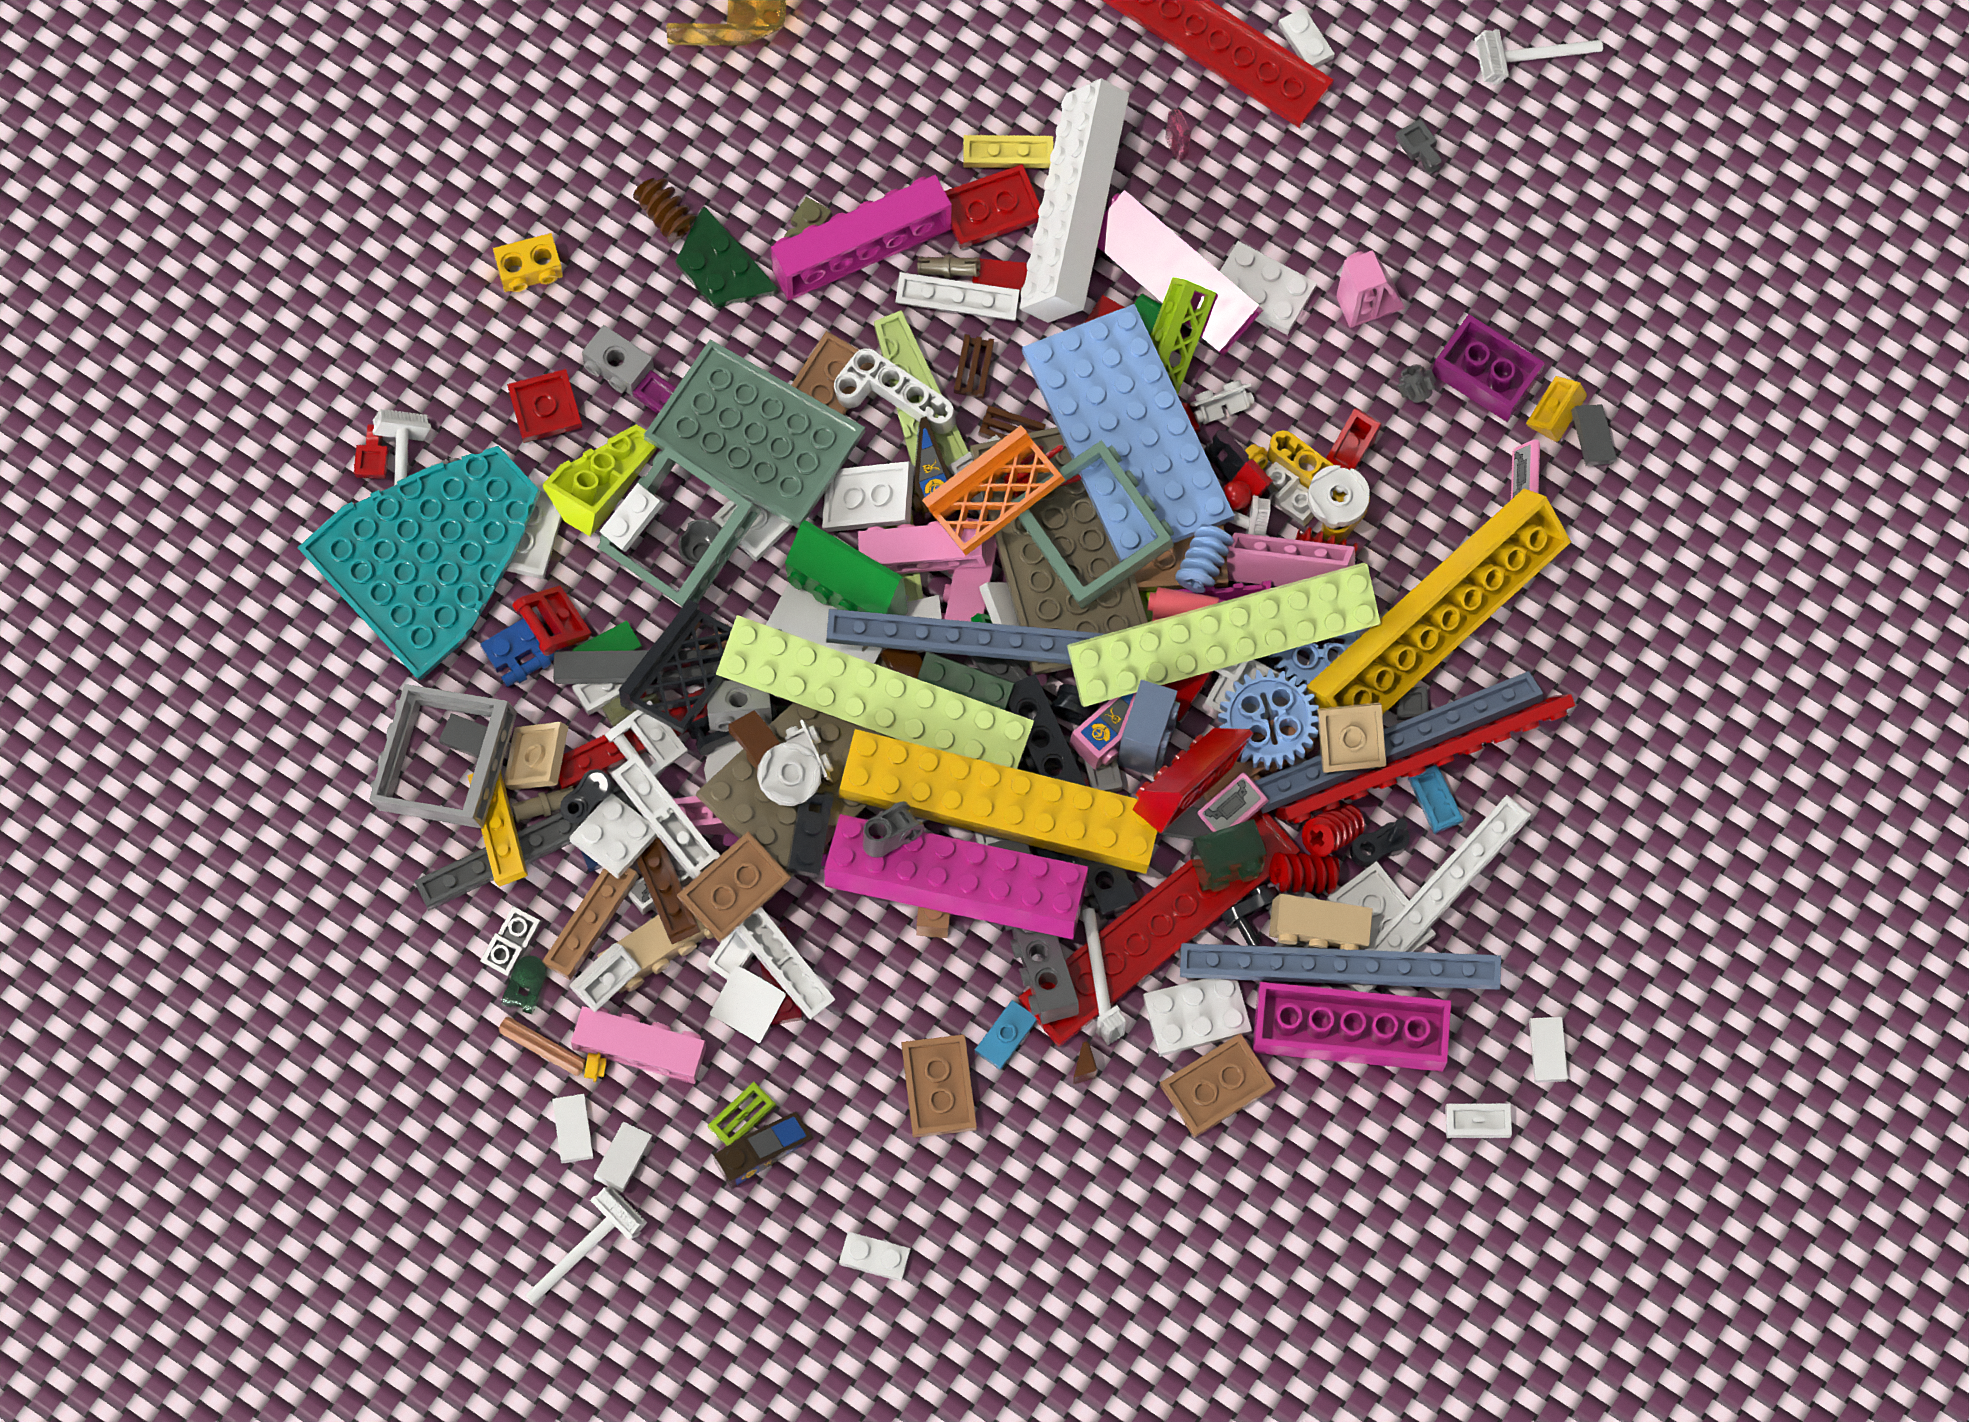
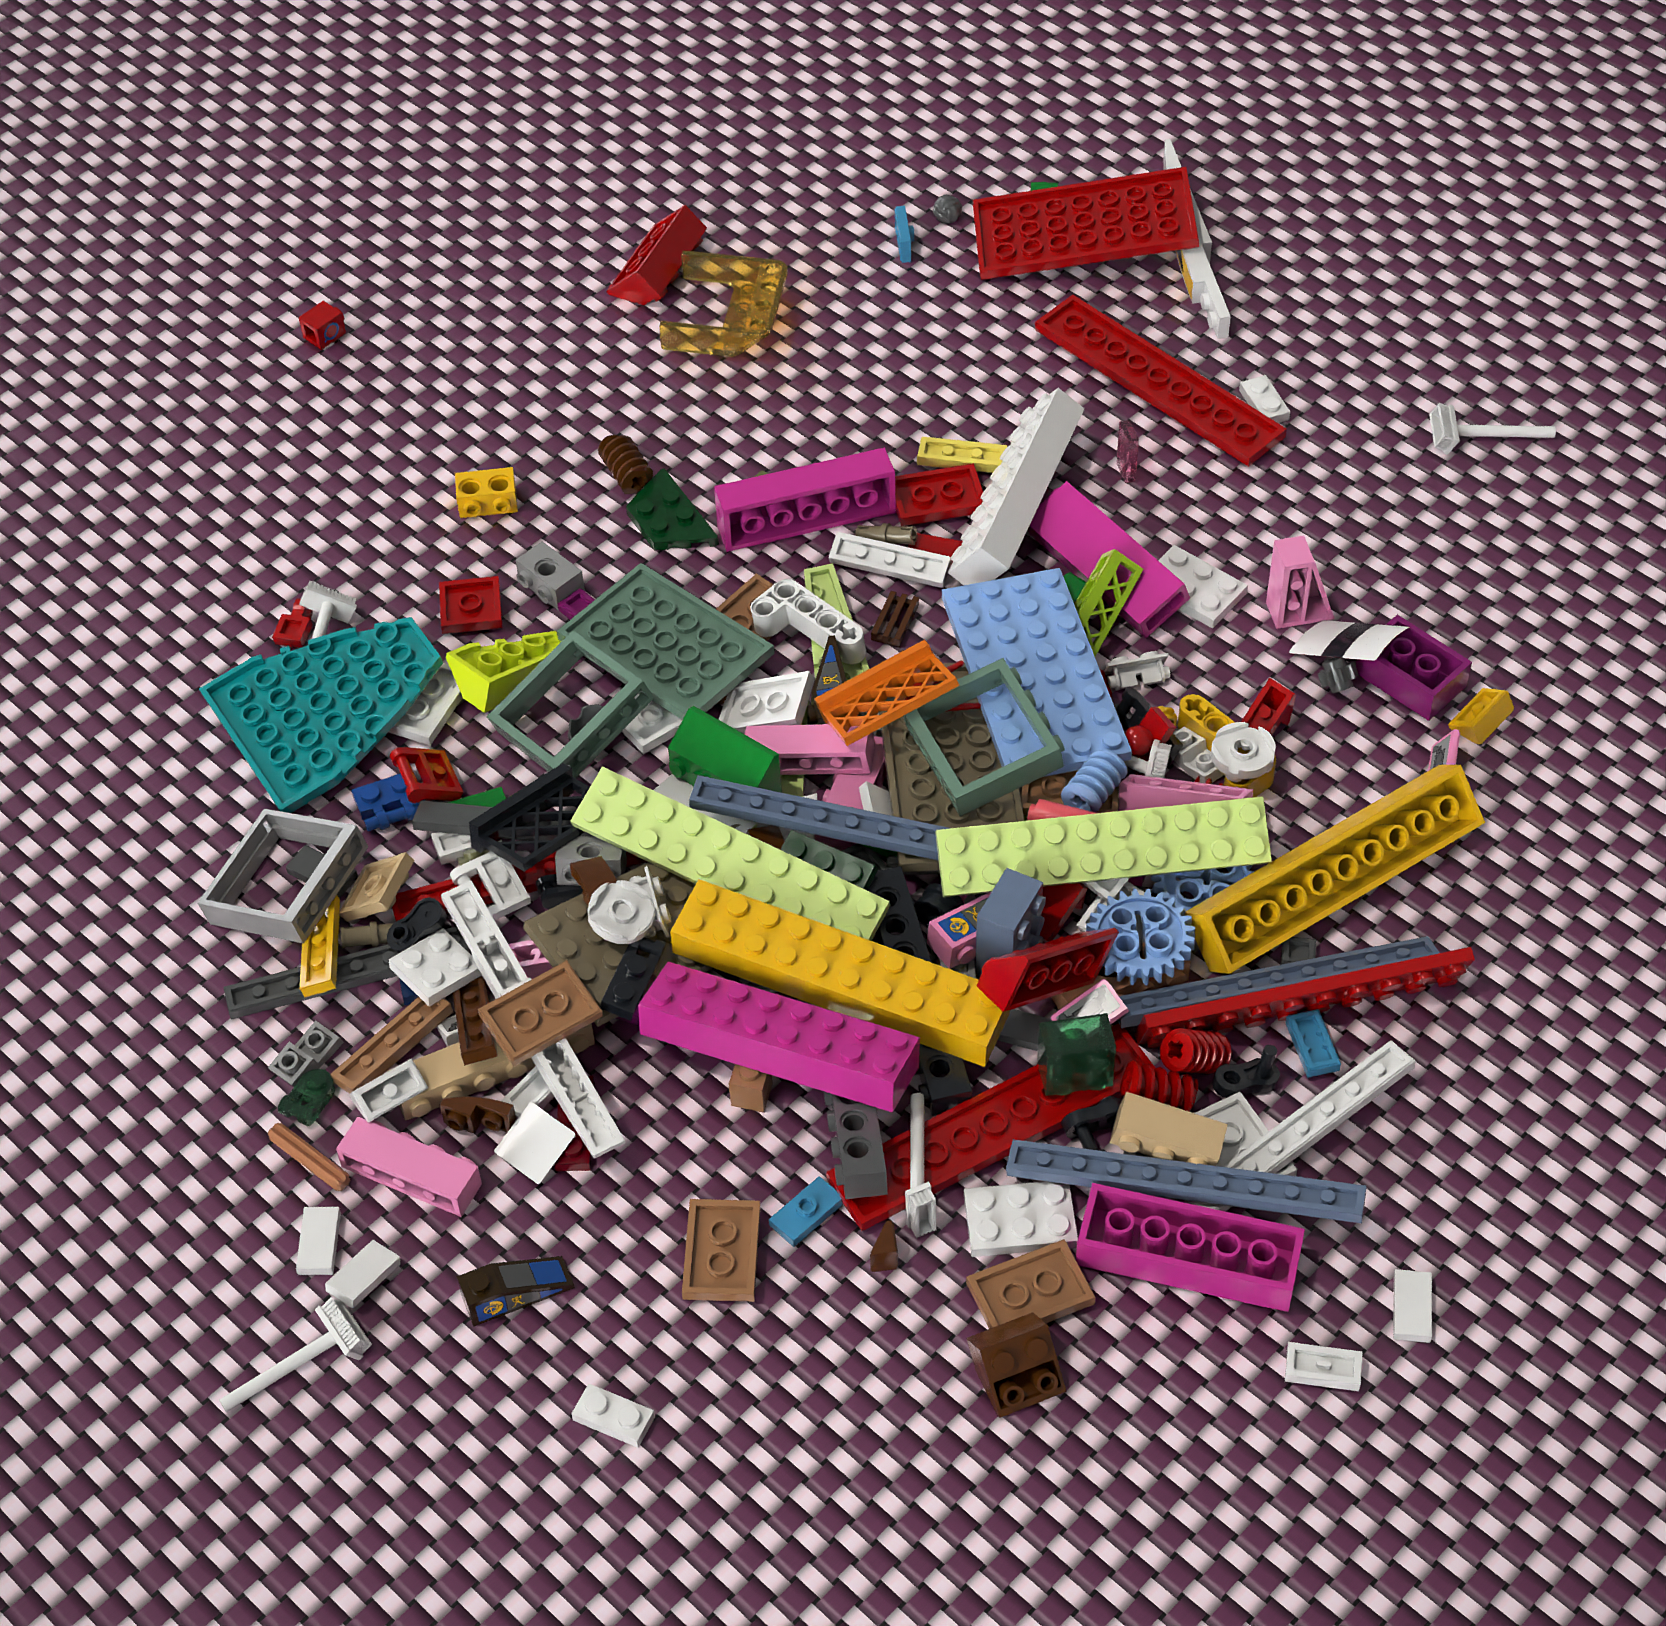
camera: 15 degrees right, 20 degrees down
(298, 57) = (322, 325): none -> red brick
(595, 1066) = (357, 1182): yellow plate -> none
(631, 517) = (524, 689): white plate -> none
(678, 983) = (469, 1112): none -> reddish brown slope
(746, 1128) = (519, 1250): lime tile -> none
(895, 826) = (711, 972): dark grey piece -> none
(1216, 1158) = (1017, 1364): none -> reddish brown slope
(1351, 737) = (1226, 959): tan plate -> none
(1419, 142) = (1366, 486): dark grey plate -> none
(1422, 346) = (1346, 640): none -> white sticker
(1594, 435) = (1518, 739): dark grey tile -> none

